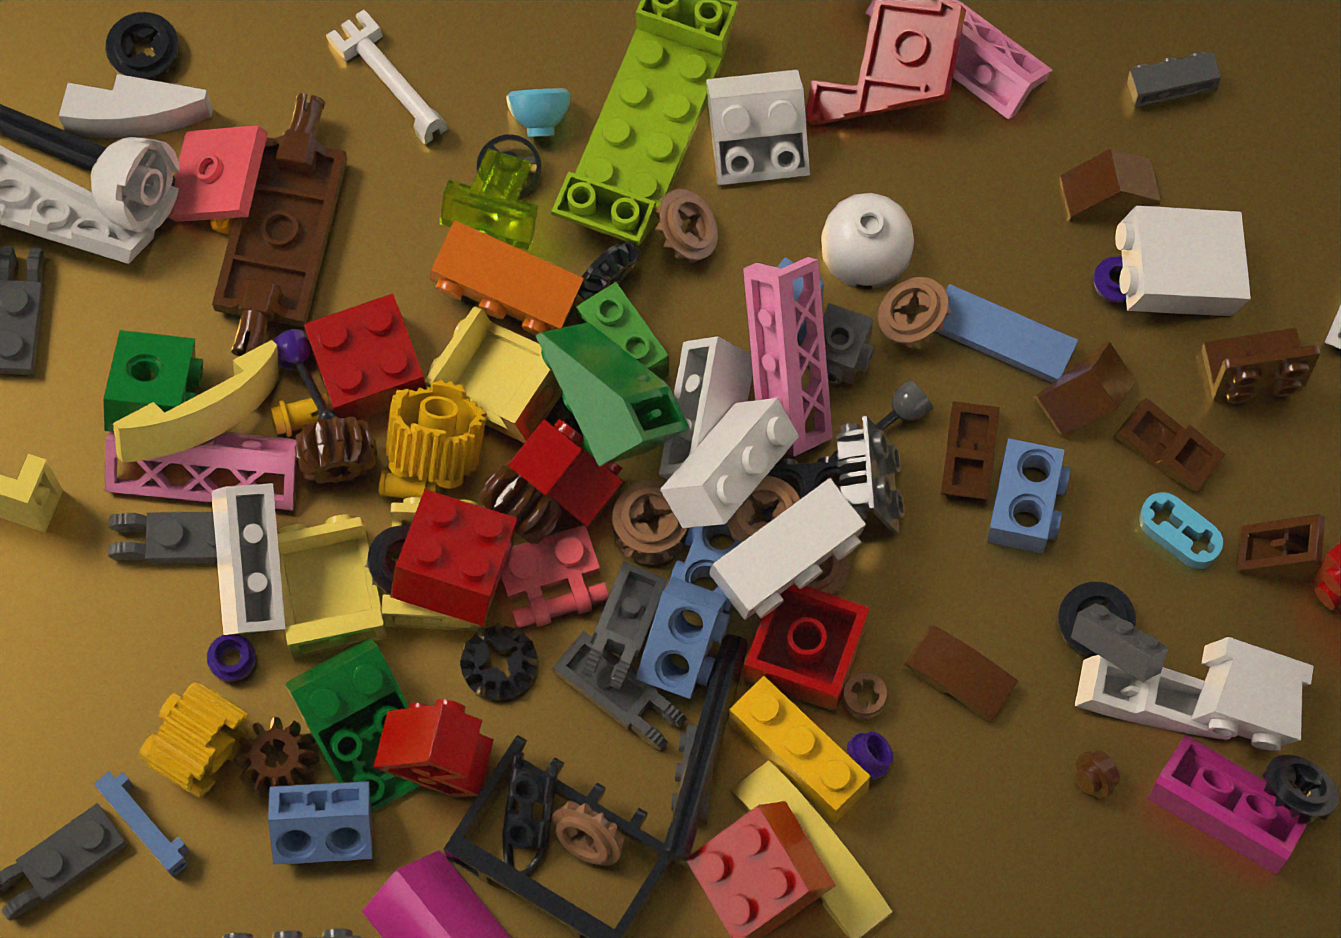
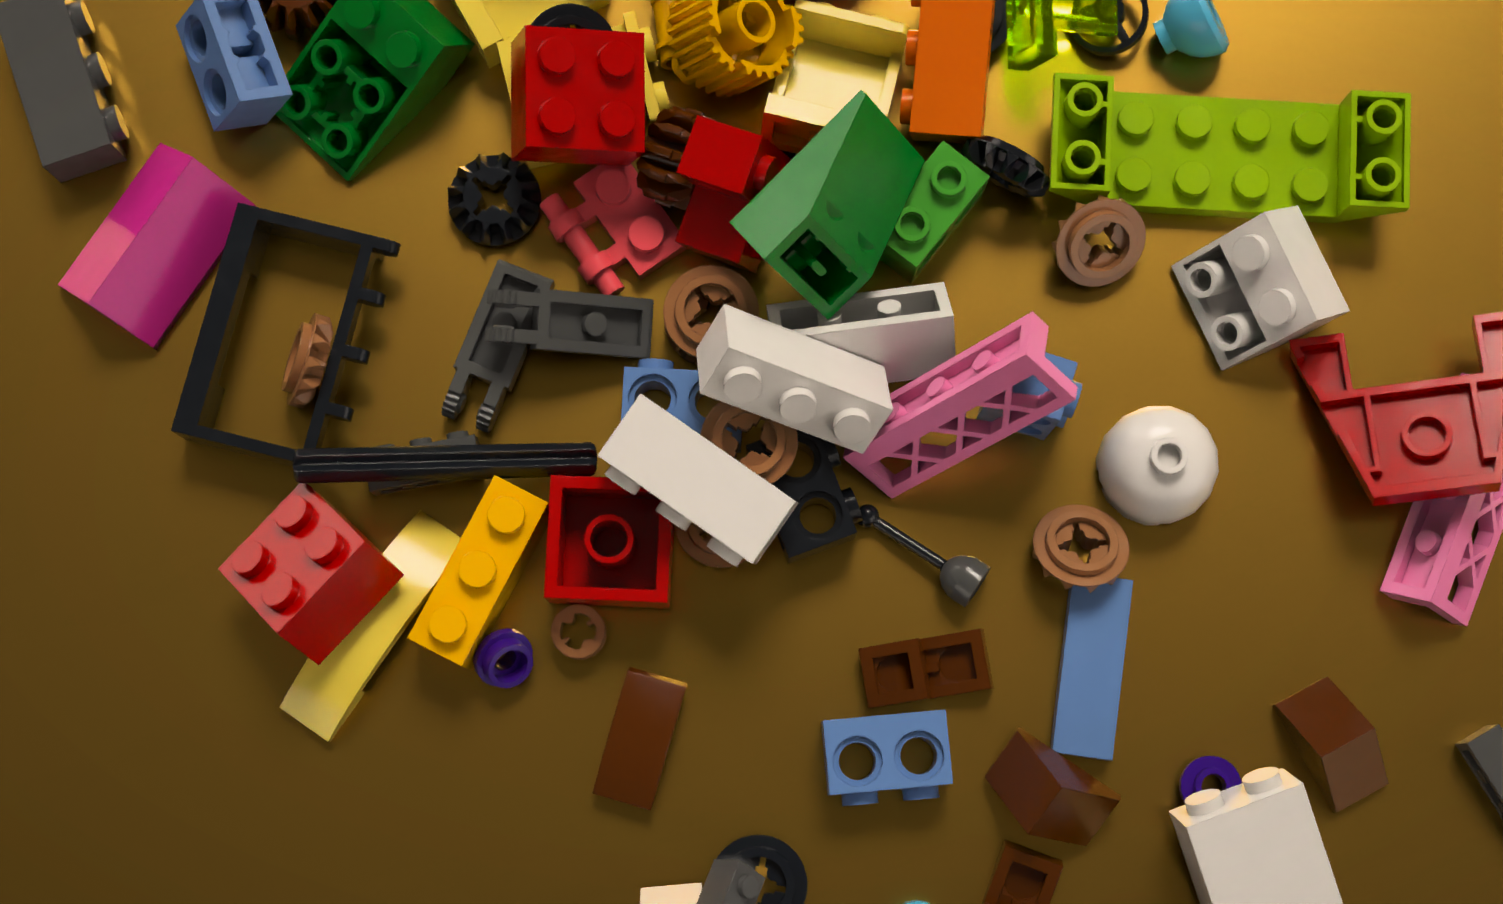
camera: 70 degrees right, 10 degrees up
(435, 748) = (344, 155): red brick -> none
(522, 828) = (293, 283): black piece -> none
(675, 635) = (569, 394): medium blue brick -> none
(846, 343) = (1026, 469): dark grey brick -> none
(872, 471) = (870, 560): dark grey hinge -> none

